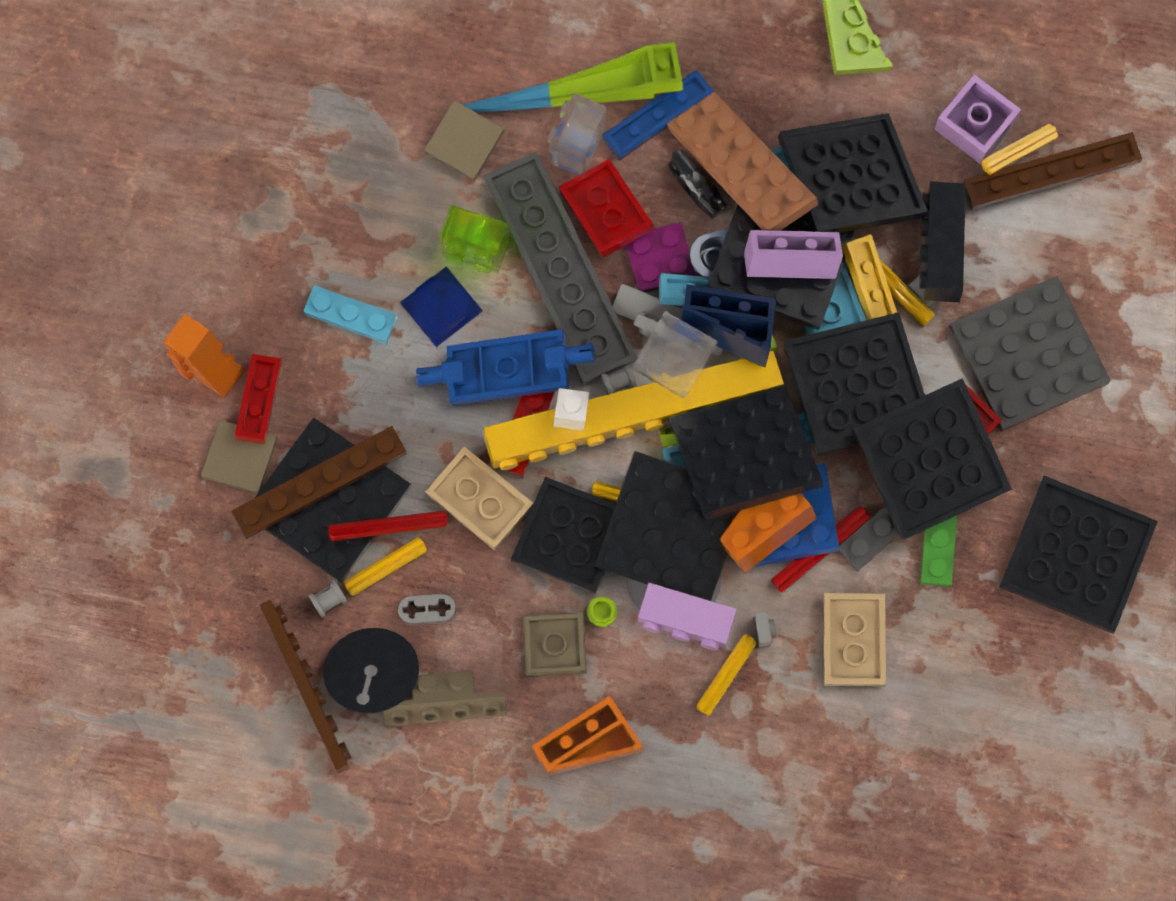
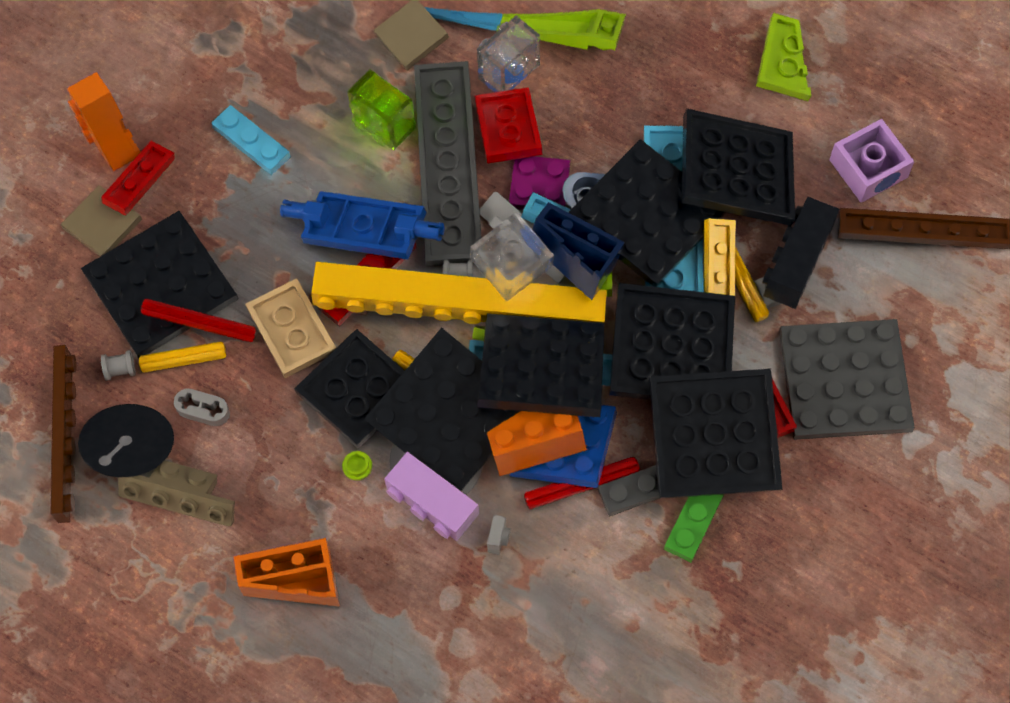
camera: 20 degrees right, 10 degrees down
(319, 482) = (155, 262): reddish brown plate -> none
(441, 306) = (331, 159): clear blue piece -> none
(554, 644) = (302, 479): dark tan tile -> none
(571, 409) = (398, 270): white brick -> none
(655, 115) = (587, 69): blue tile -> none
(696, 184) = (597, 133): black hinge -> none
(726, 674) = (446, 564): yellow axle -> none
(742, 164) = (642, 126): nougat plate -> none
(793, 254) = (654, 207): lavender brick -> none
(854, 639) = (579, 576): tan plate -> none
(1019, 149) = (901, 199): yellow axle -> none
(1078, 554) = (825, 576): black plate -> none

